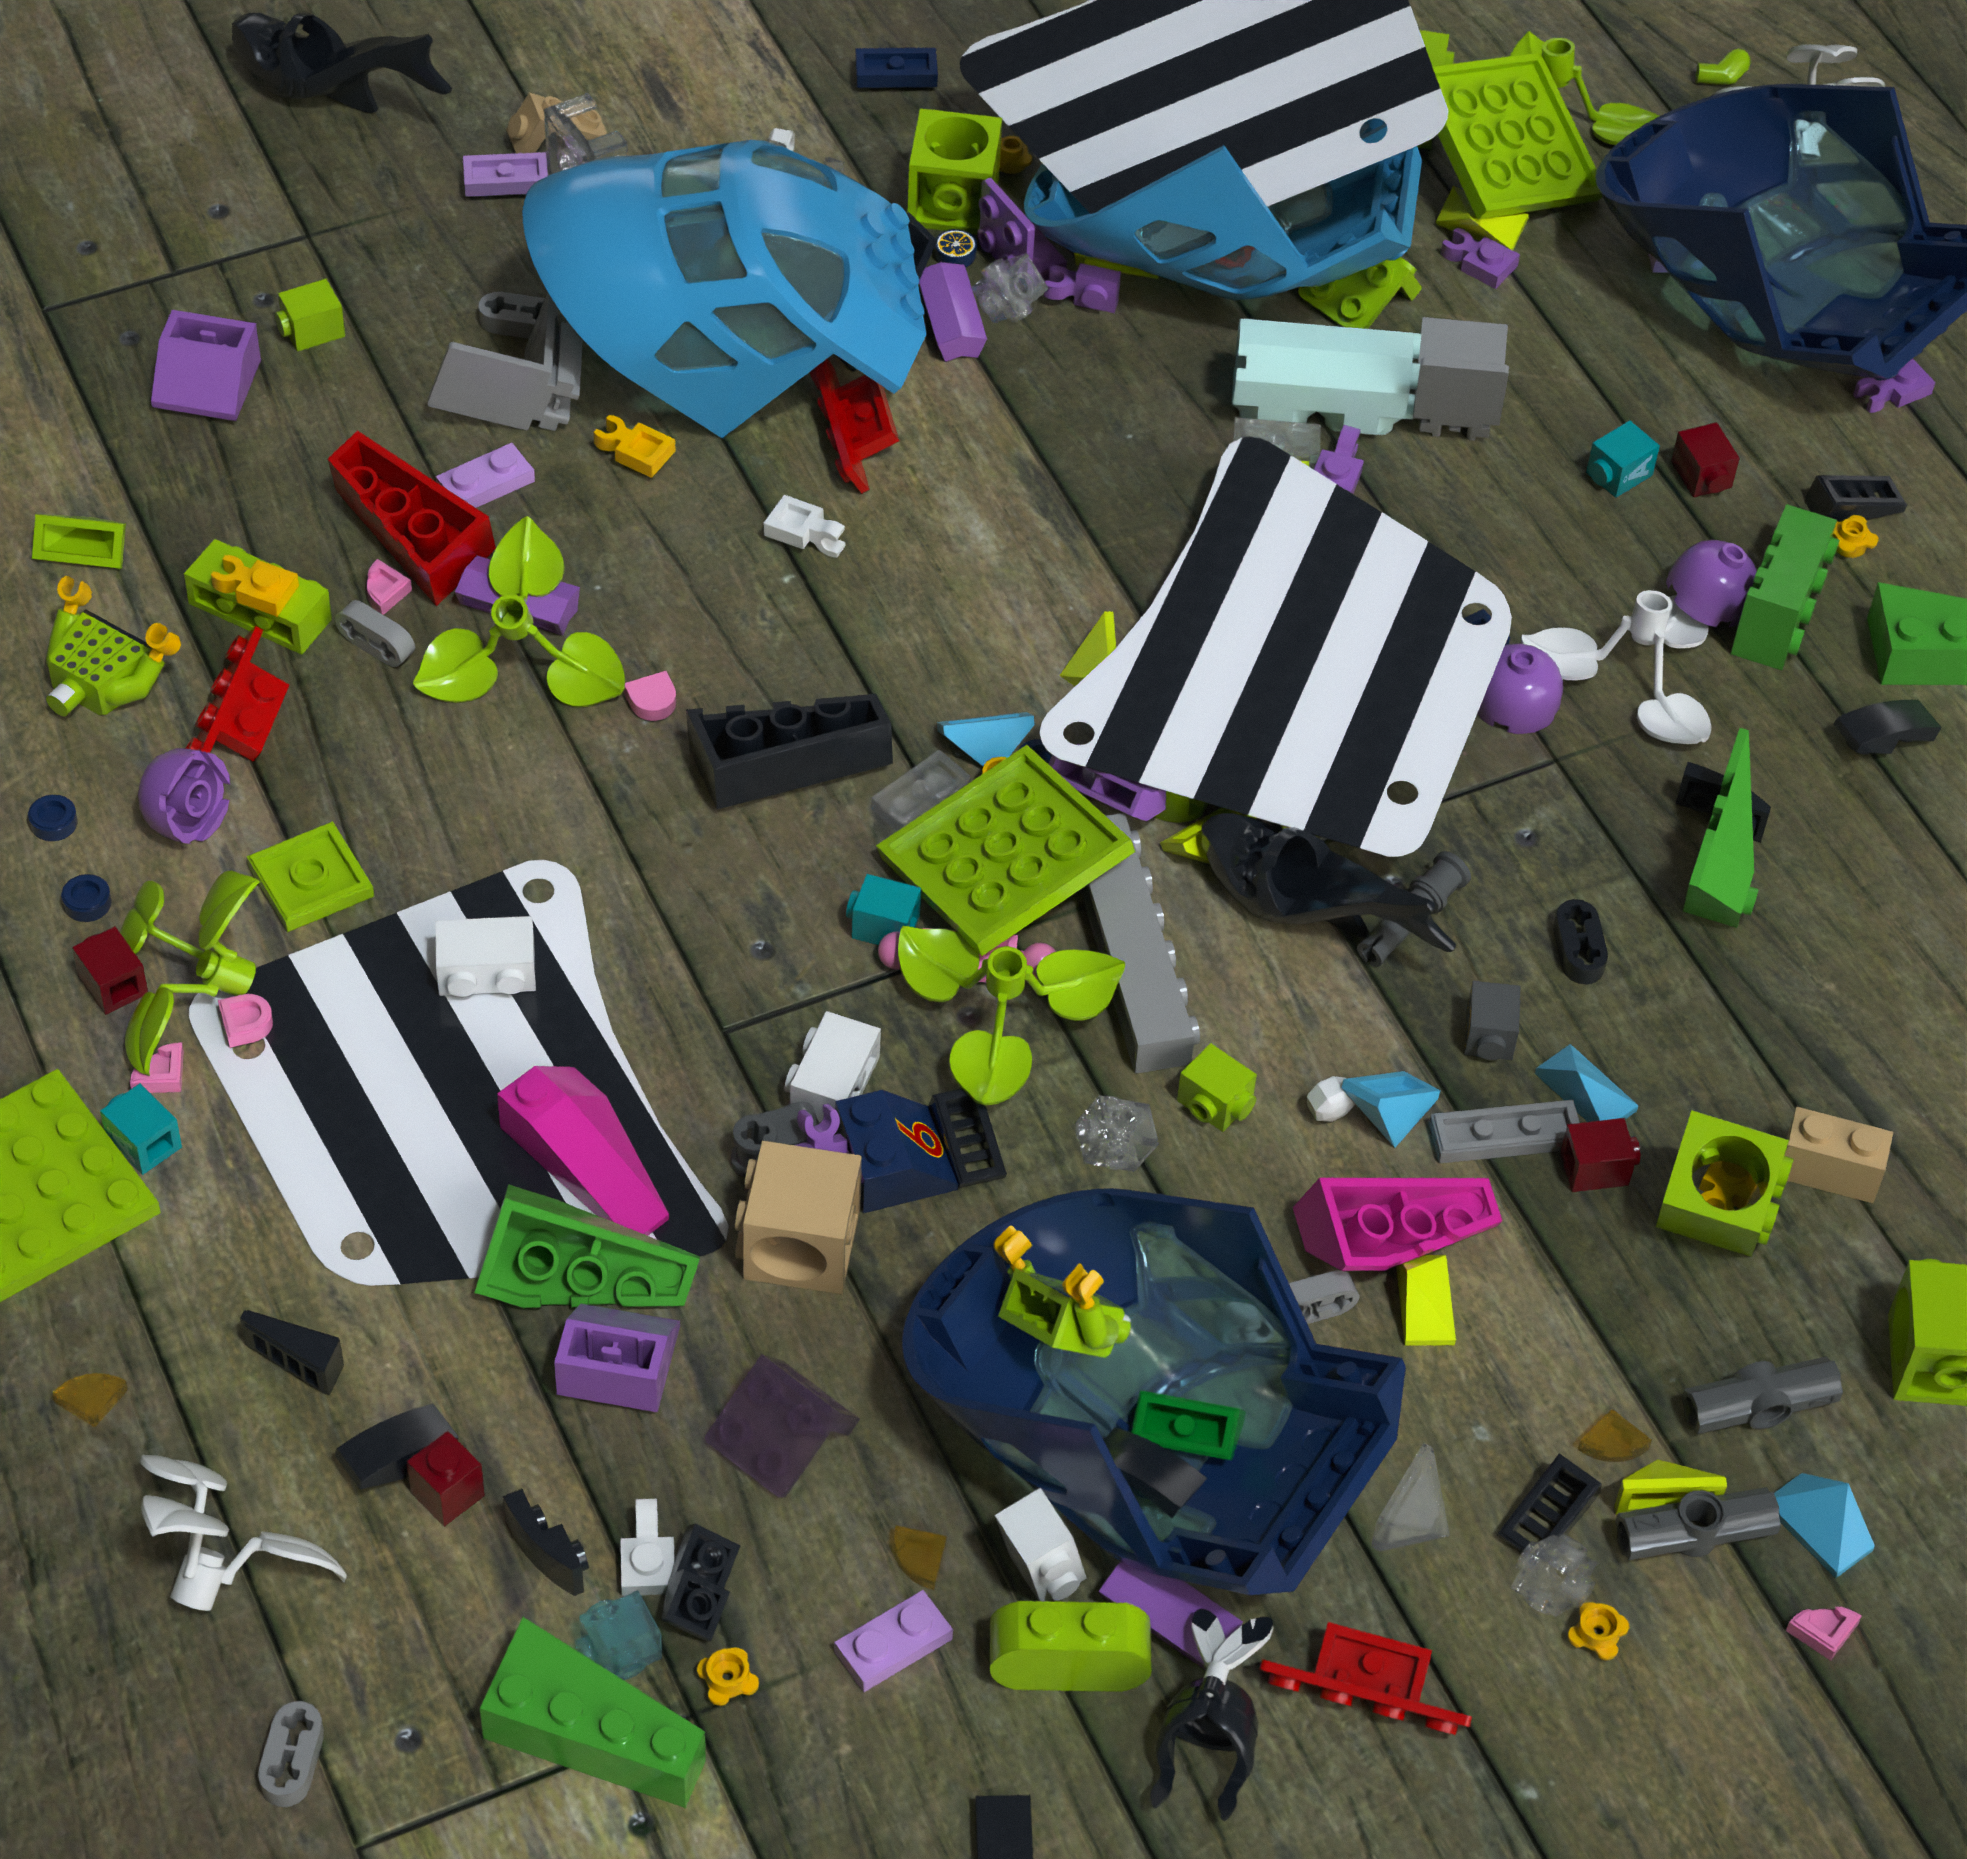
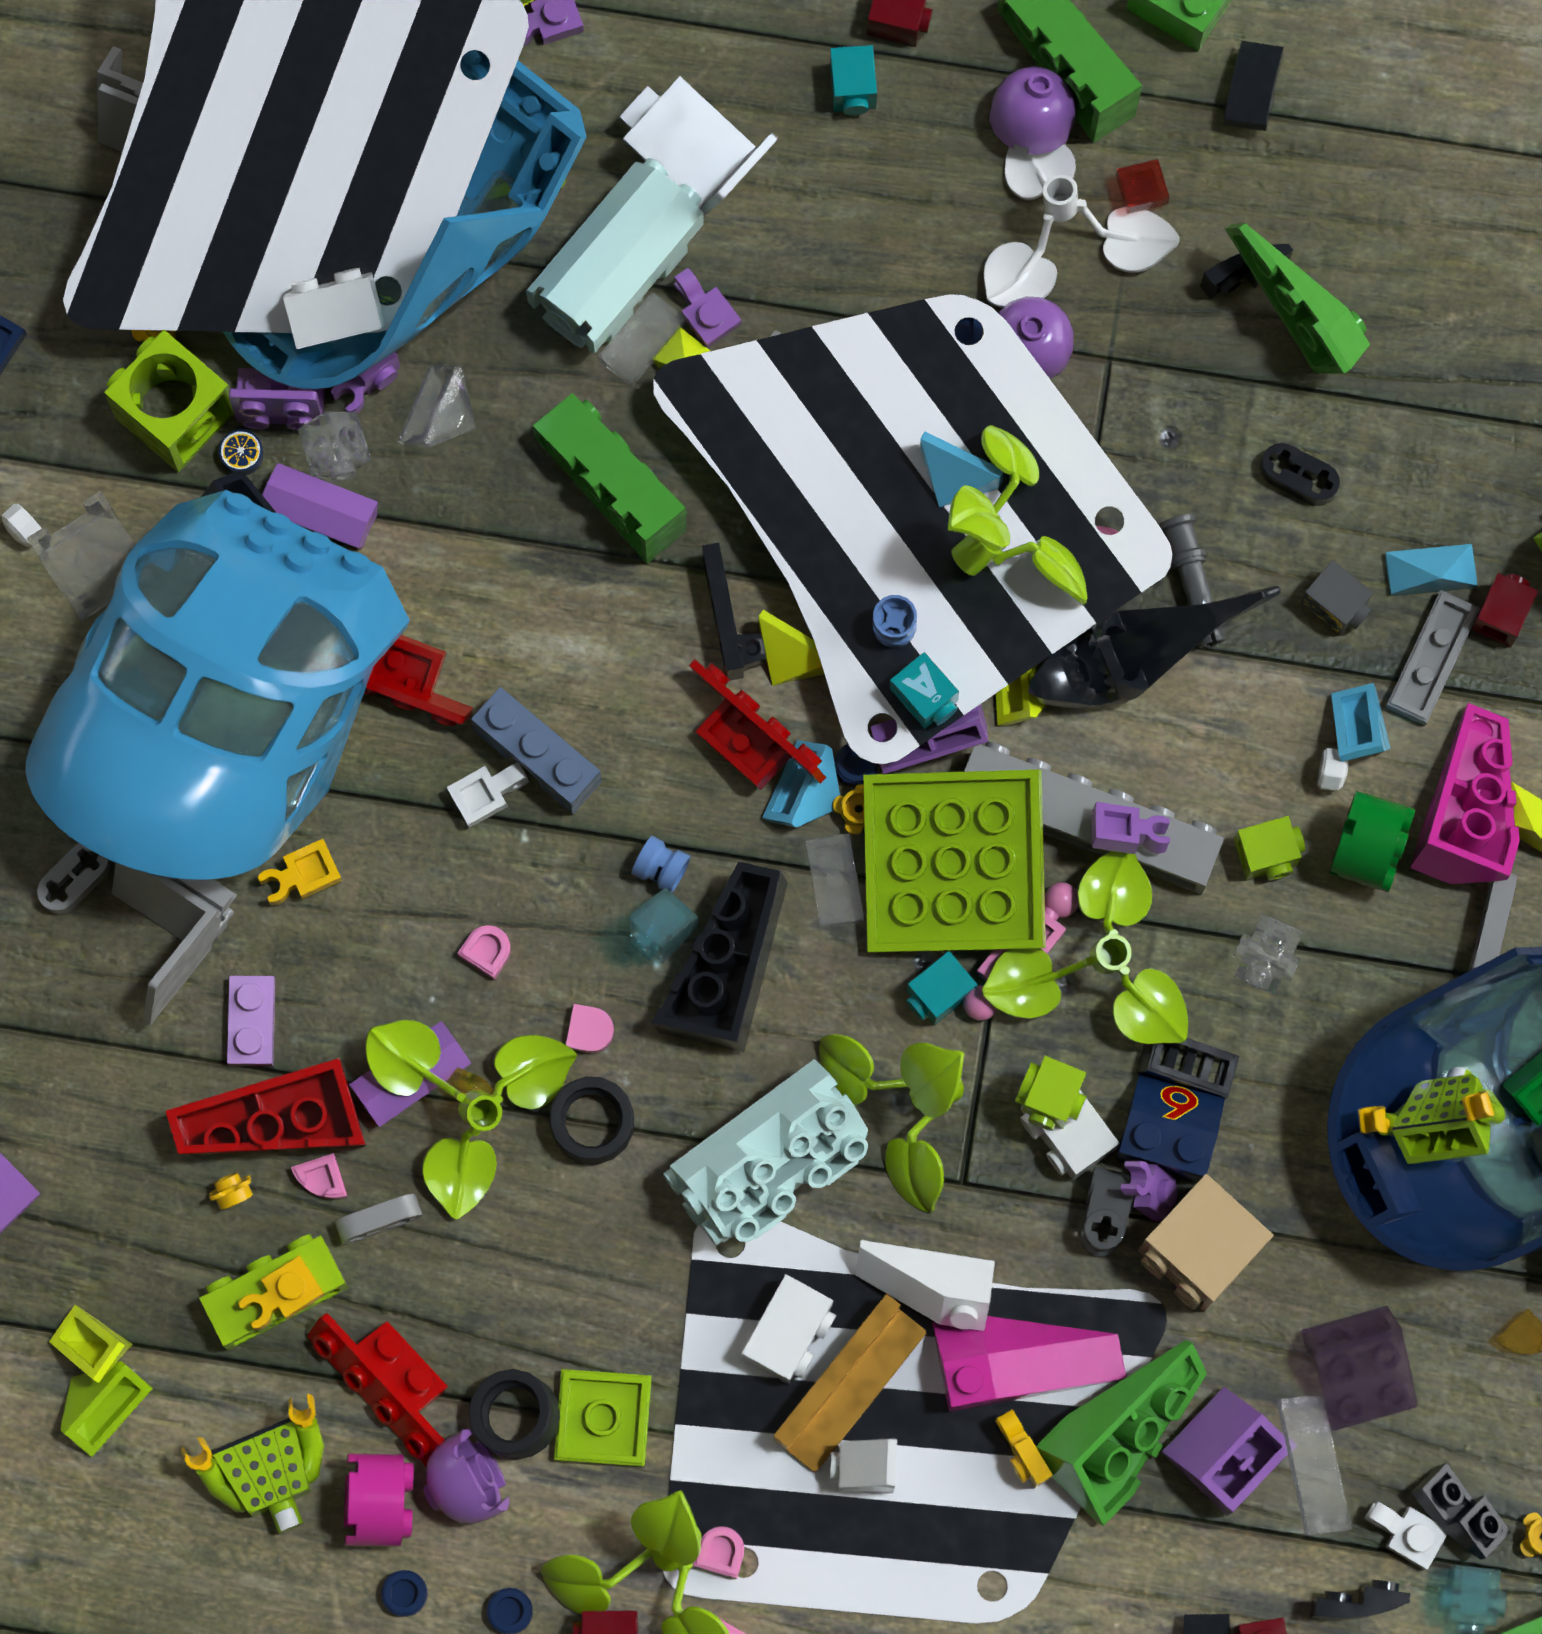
camera: 55 degrees left, 25 degrees up
(117, 737) = (377, 1500): none -> dark pink brick
(129, 505) = (89, 1343): none -> neon yellow slope
(270, 823) = (486, 1395): none -> black tyre
(327, 528) = (231, 1190): none -> yellow plate
(401, 1075) = (865, 1466): none -> white slope
(469, 1026) = (849, 1384): none -> pearl gold panel
(489, 1194) = (1027, 1460): none -> yellow plate
(533, 648) = (467, 1081): none -> clear yellow tile
(569, 705) = (591, 1086): none -> black tyre
(609, 1040) = (936, 1284): none -> white slope
(632, 850) = (747, 1170): none -> light aqua brick
(651, 1419) = (1314, 1465): none -> clear piece
(668, 597) = (486, 950): none -> bright pink tile
(777, 674) = (661, 926): none -> clear light blue slope
(782, 945) = (934, 1085): none -> lime plant
(835, 666) = (661, 864): none -> medium blue wheel
(847, 1014) = (1051, 1093): none -> lime brick
(863, 536) = (549, 758): none -> sand blue arch
(997, 661) = (745, 738): none -> red bracket
(1070, 617) = (737, 650): none -> black hinge
(1098, 178) = (333, 309): none -> white brick
(1099, 350) = (439, 409): none -> clear slope
(1132, 730) = (925, 691): none -> teal brick
(1136, 943) = (1122, 831): none -> medium lavender plate
(1138, 472) = (611, 477): none -> bright green wedge
(1175, 679) = (894, 613): none -> medium blue wheel
(1287, 1148) = (1372, 841): none -> green brick
(1303, 637) = (988, 535): none -> lime plant
(1344, 657) = (952, 468): none -> medium azure slope
(1724, 695) = (1142, 186): none -> clear red plate

